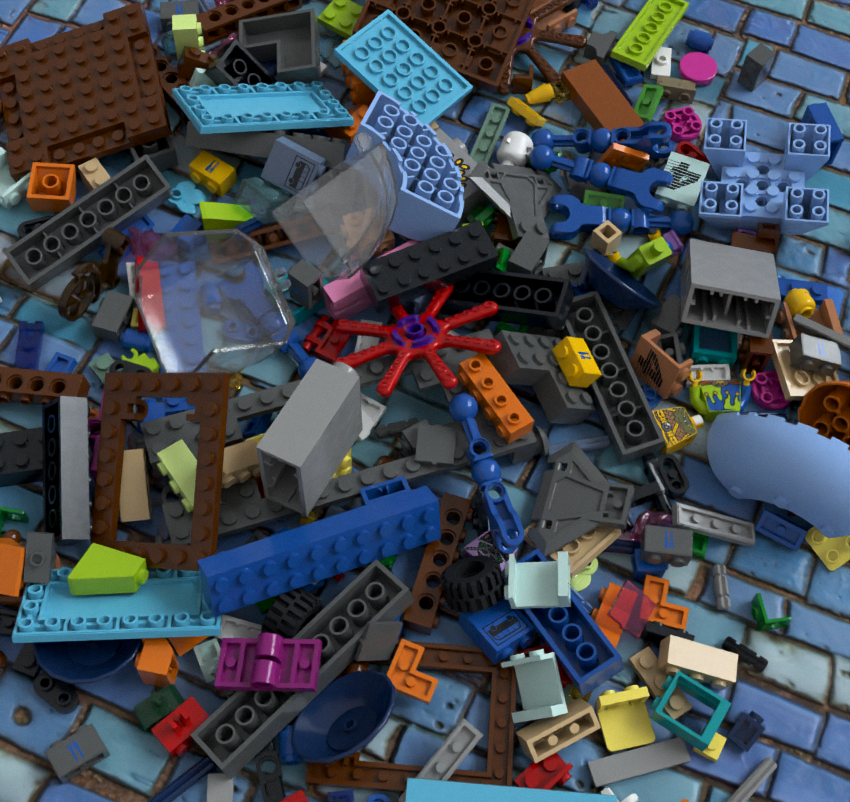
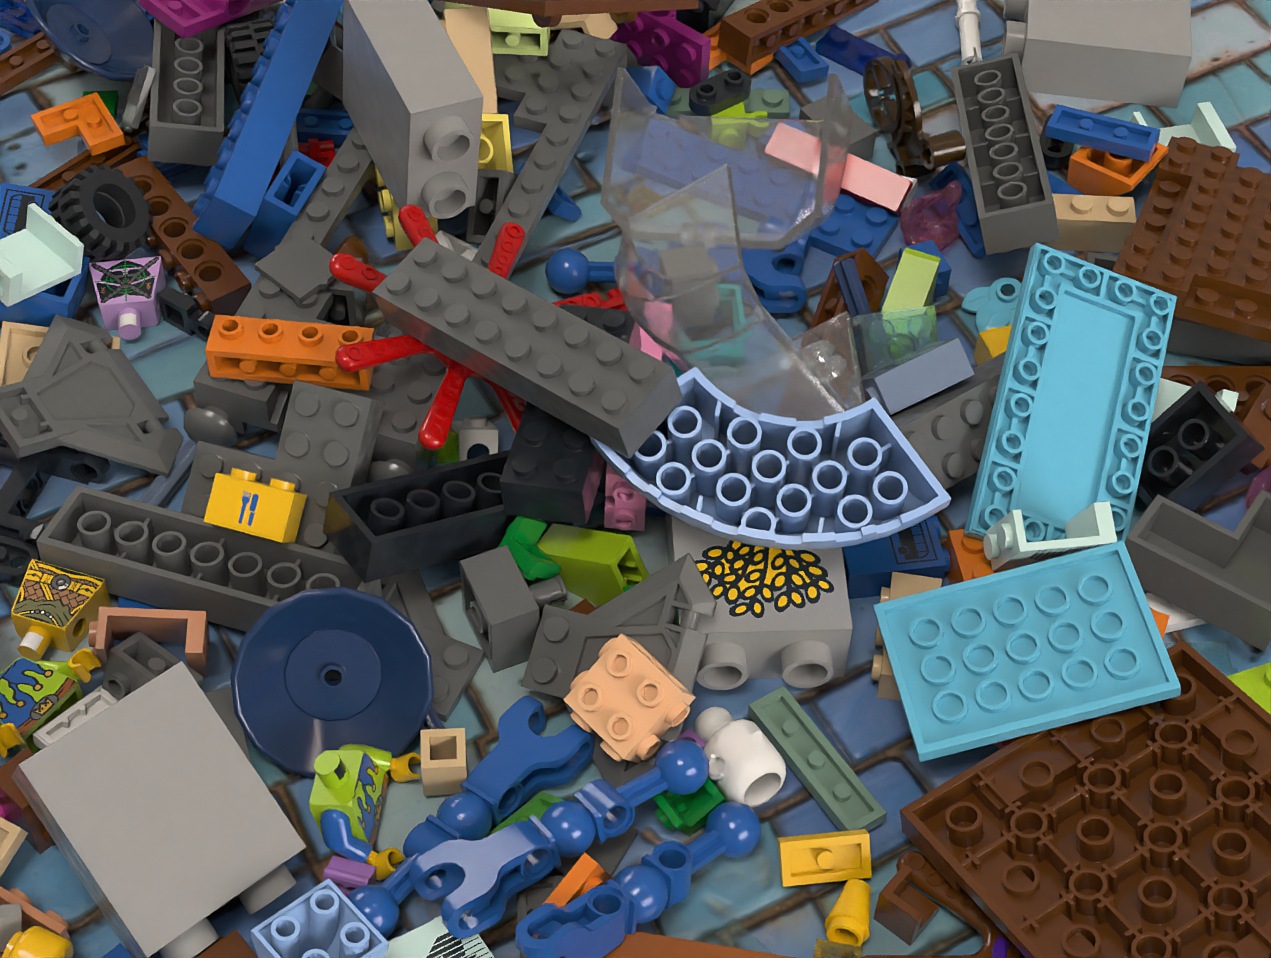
camera: 130 degrees right, 10 degrees down
(46, 187) = (1103, 133): none -> blue plate
(344, 80) = (1007, 544): none -> light aqua panel
(440, 266) = (529, 346): none -> dark grey brick
(487, 473) = (166, 277): blue piece -> none
(535, 180) = (628, 700): none -> light nougat brick

